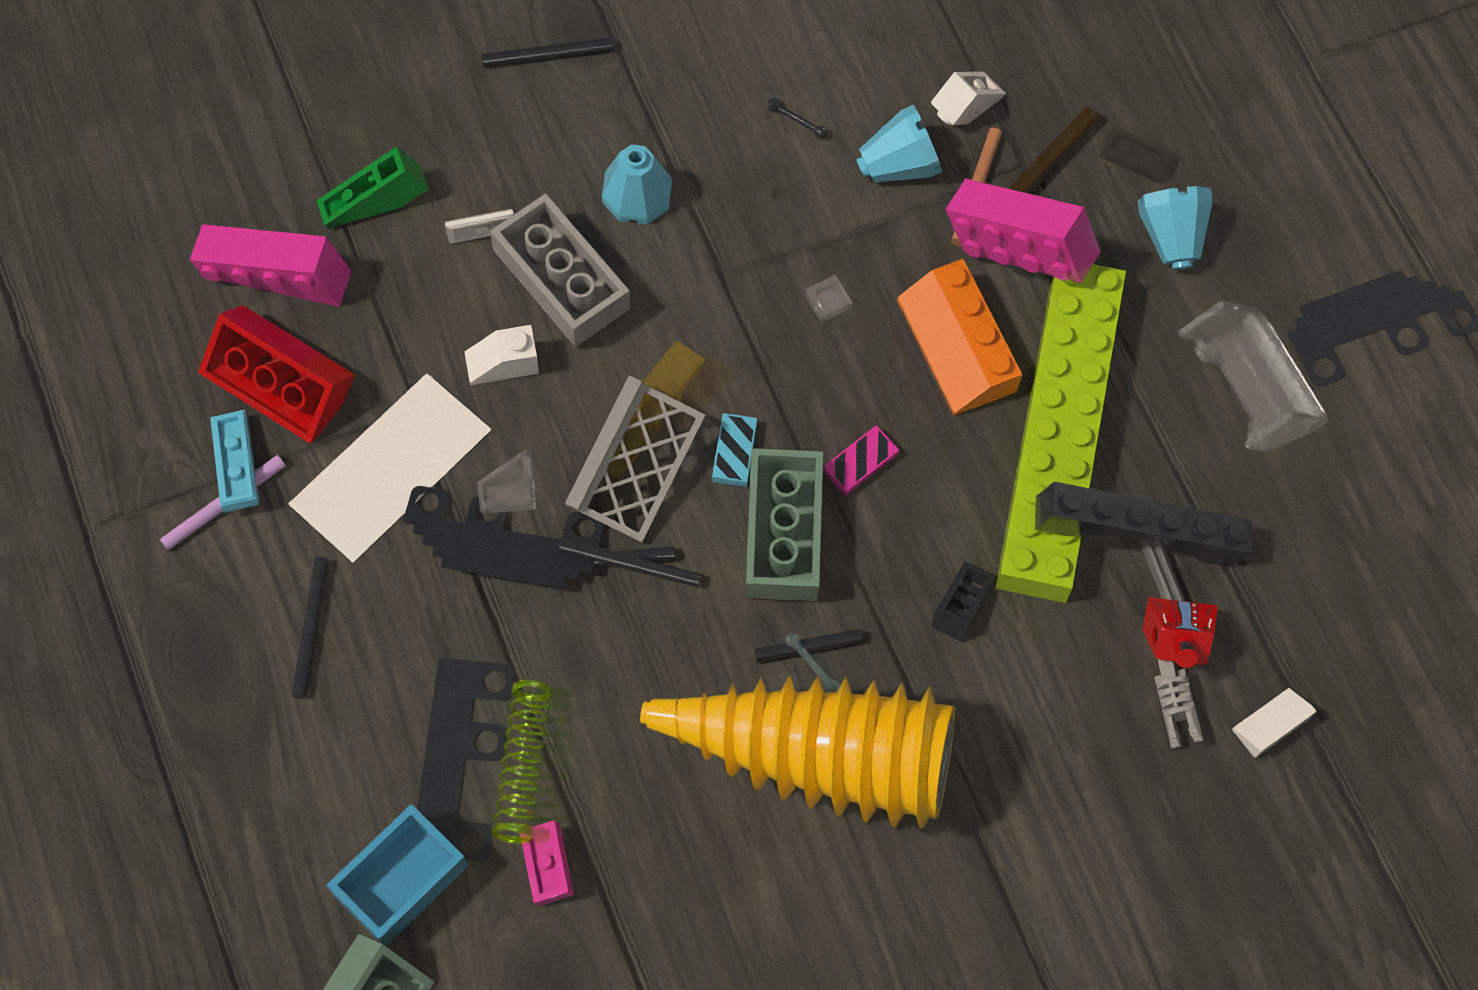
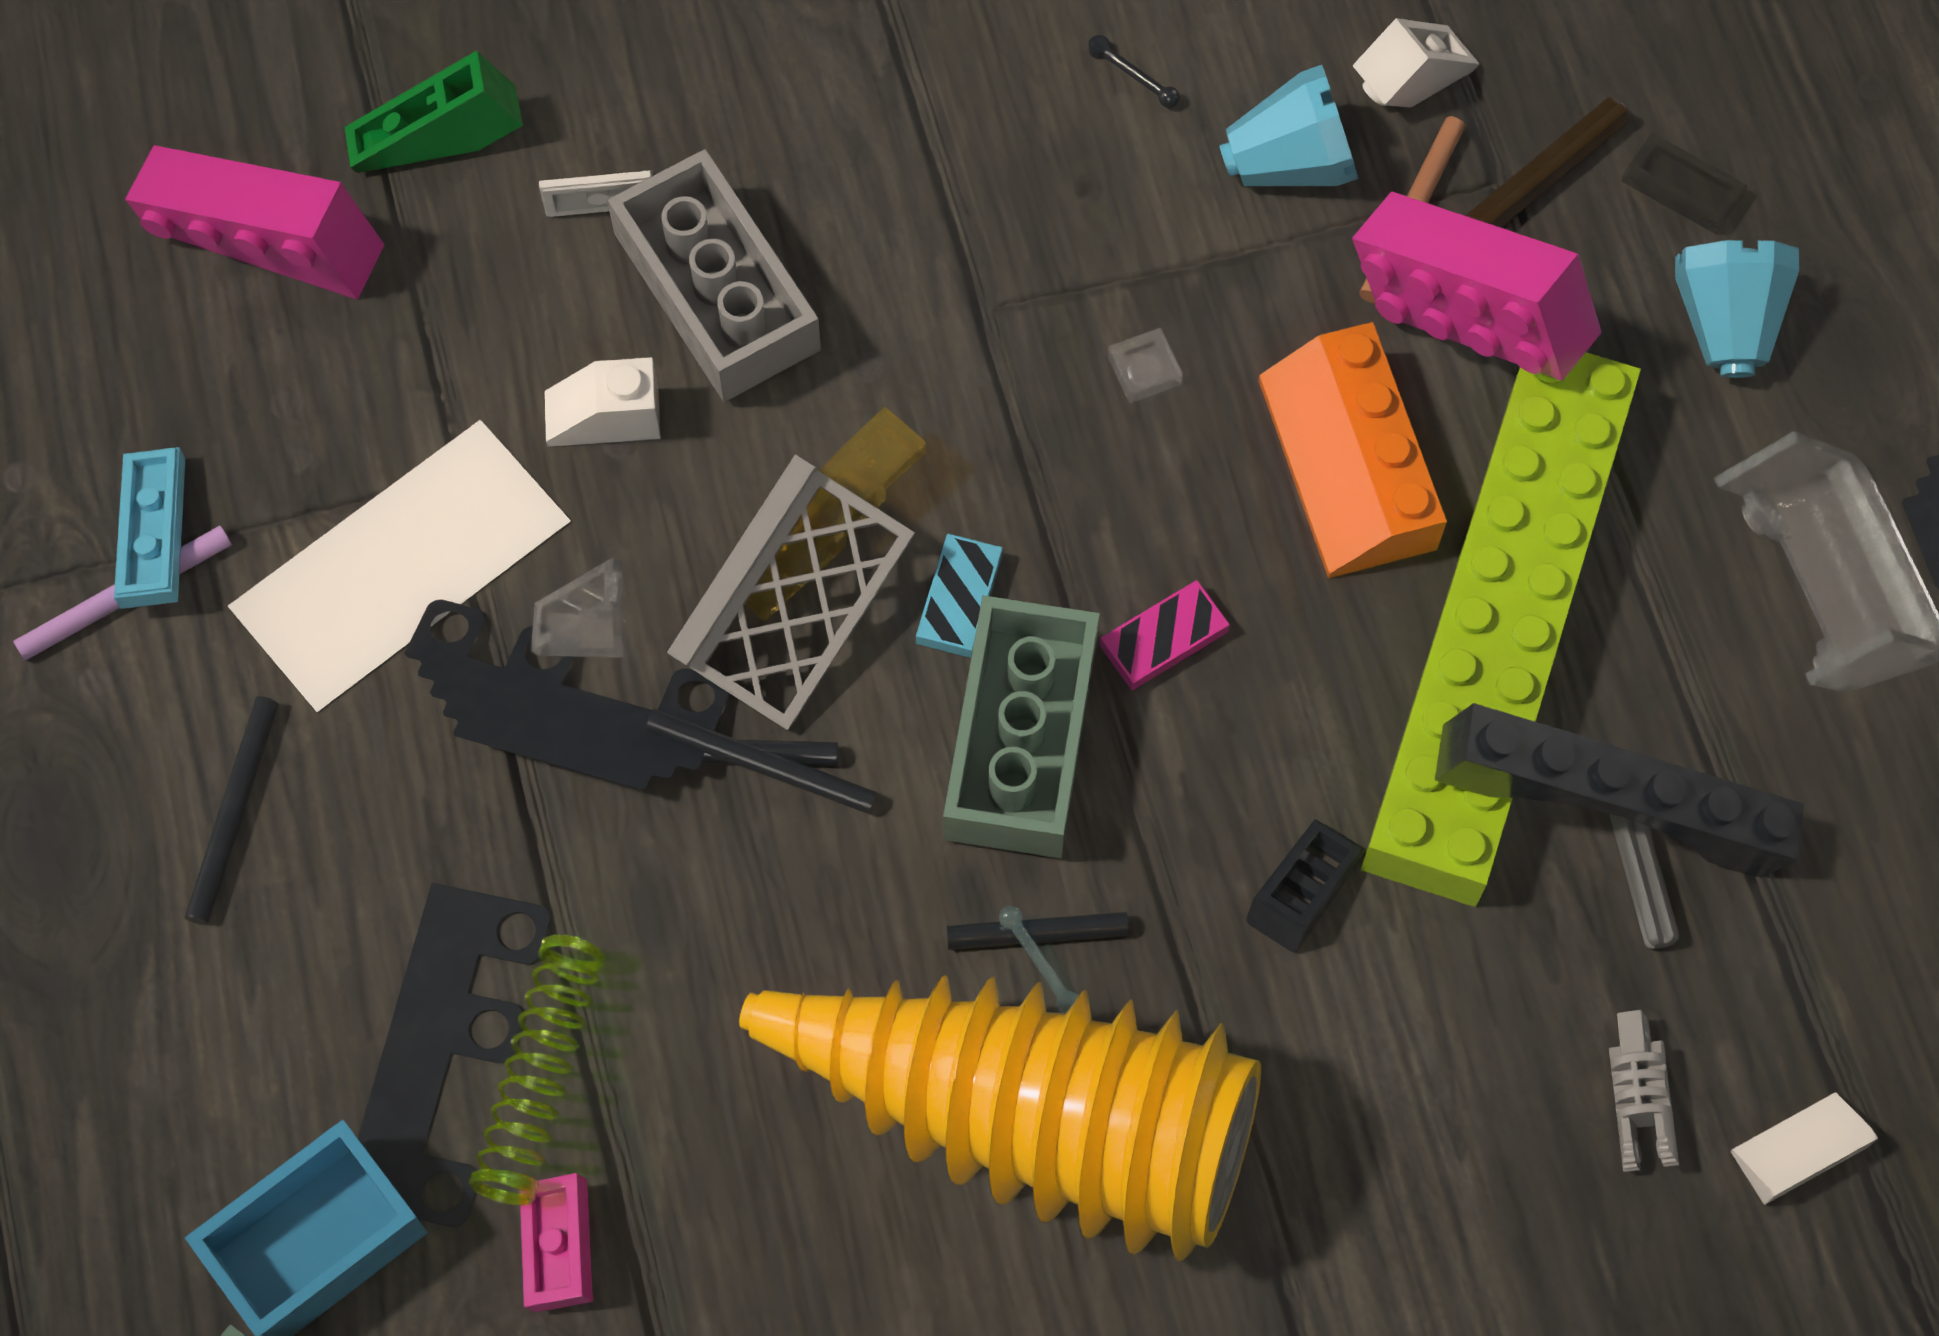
camera: 10 degrees right, 0 degrees up
(275, 372) = (236, 393): red slope -> none
(636, 186) = (857, 153): medium azure cone -> none
(1180, 630) = (1661, 975): red torso -> none

